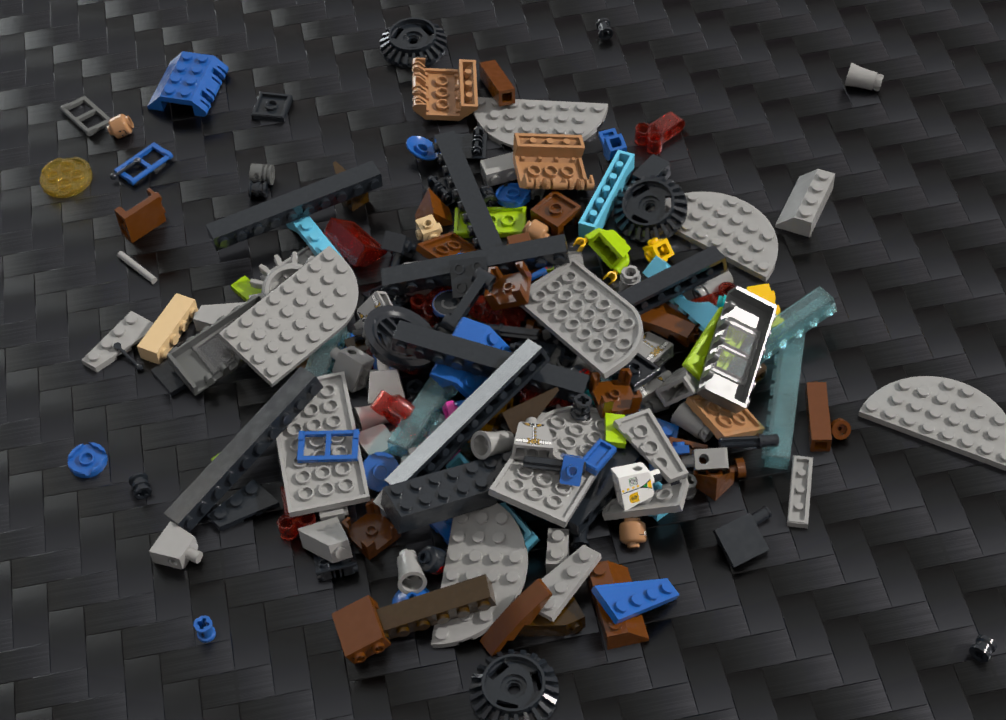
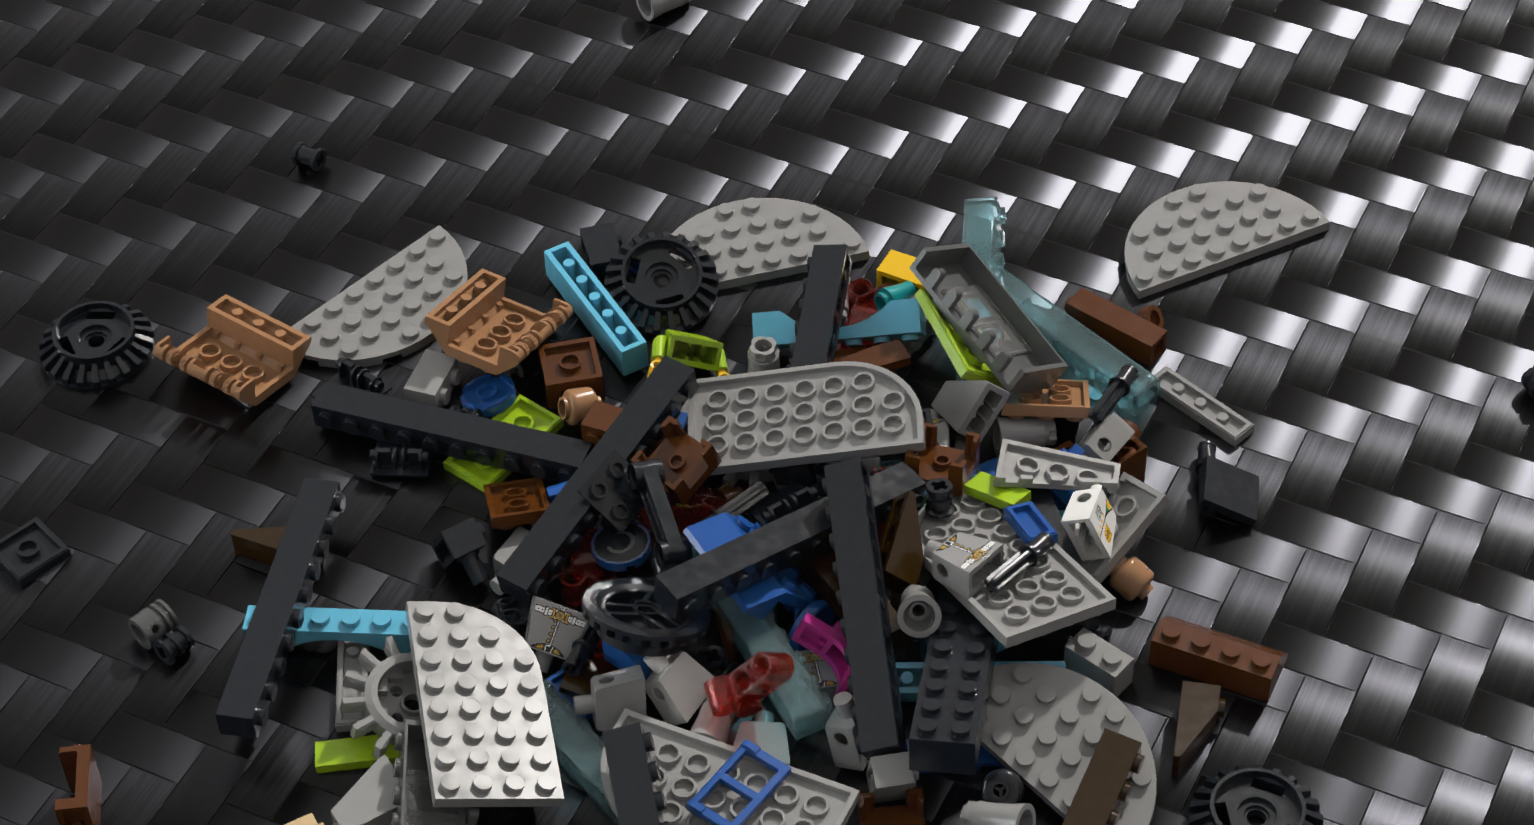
camera: 55 degrees left, 5 degrees down
(353, 242) = (389, 590): clear red slope -> none
(378, 468) = (813, 758): blue tile -> none
(421, 148) = (306, 436): blue dish -> none
(428, 232) = (458, 504): tan brick -> none
(433, 205) = (426, 489): reddish brown slope -> none
(497, 83) = (289, 298): reddish brown brick -> none
(515, 616) = (1173, 747): reddish brown slope -> none
(567, 579) = (1163, 683): light grey wing -> none
(571, 469) = (1042, 547): blue bracket -> none
(611, 143) = (519, 259): blue brick -> none
(633, 598) = (1237, 624): blue wing -> none
(658, 132) = (542, 212): clear red piece -> none
(658, 247) = (734, 313): yellow brick -> none
(806, 202) = (795, 152): light grey slope -> none

